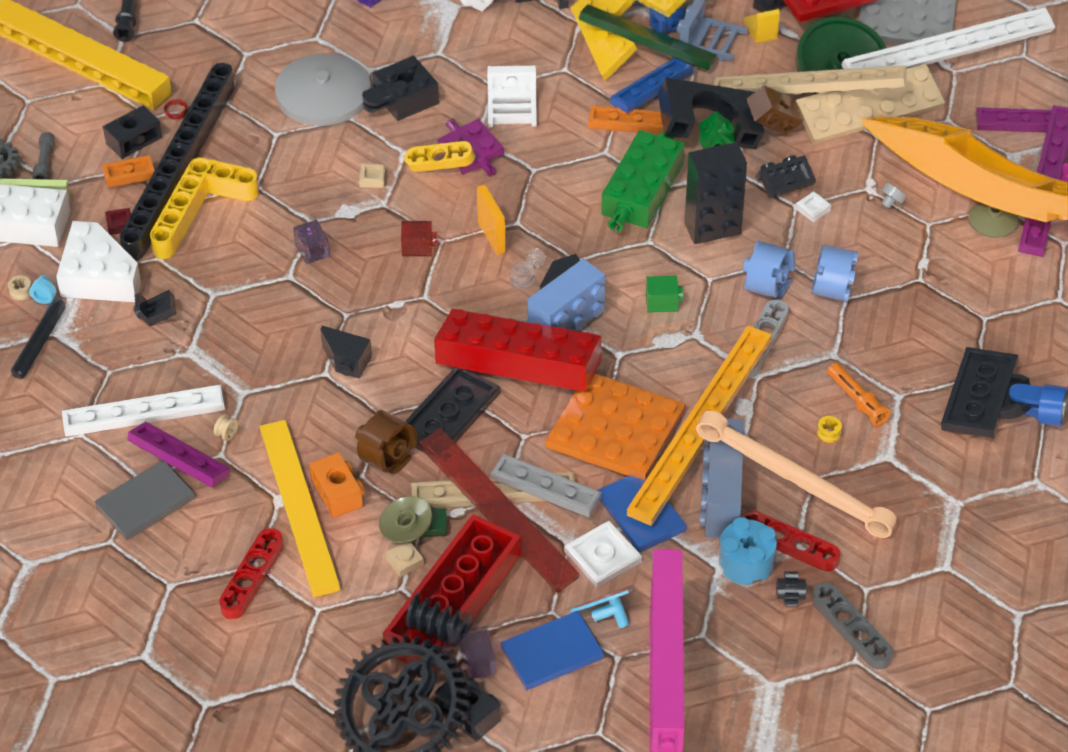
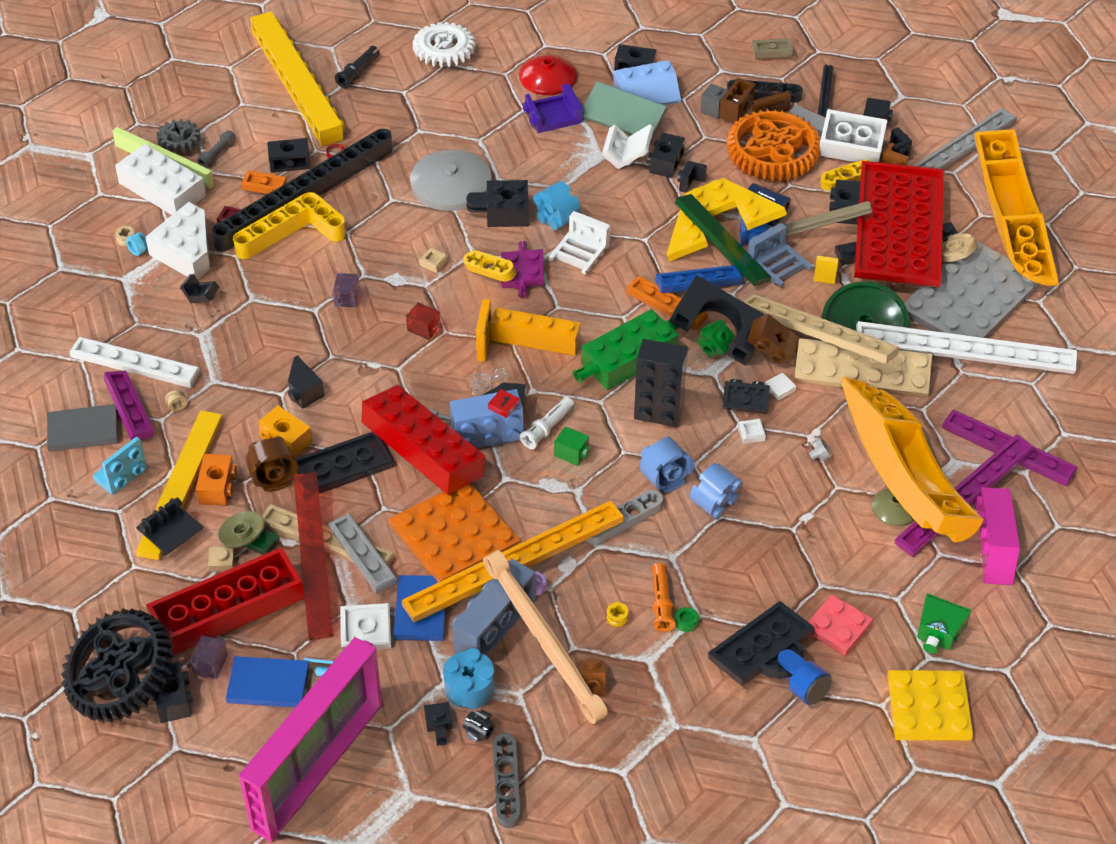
camera: 30 degrees right, 0 degrees up
(38, 338) = (107, 277): black axle -> none
(226, 519) = (122, 467): none -> medium azure bracket
(252, 573) = (106, 513): red beam -> none
(331, 550) = (169, 526): none -> black hinge
(362, 402) = (285, 425): none -> light orange brick
(437, 622) = (182, 614): black piece -> none
(461, 69) = (556, 205): none -> dark azure brick
(543, 199) = (535, 331): none -> light orange brick
(585, 276) = (503, 403): none -> red tile
(619, 290) = (541, 427): none -> white pin
(746, 603) = (438, 720): none -> black plate
(792, 536) = (516, 686): red beam -> none
(810, 150) = (781, 386): none -> white tile
(858, 489) = (594, 675): none -> dark orange bracket
(896, 402) = (686, 619): none -> green tile
(1032, 343) = (839, 624): none -> coral plate

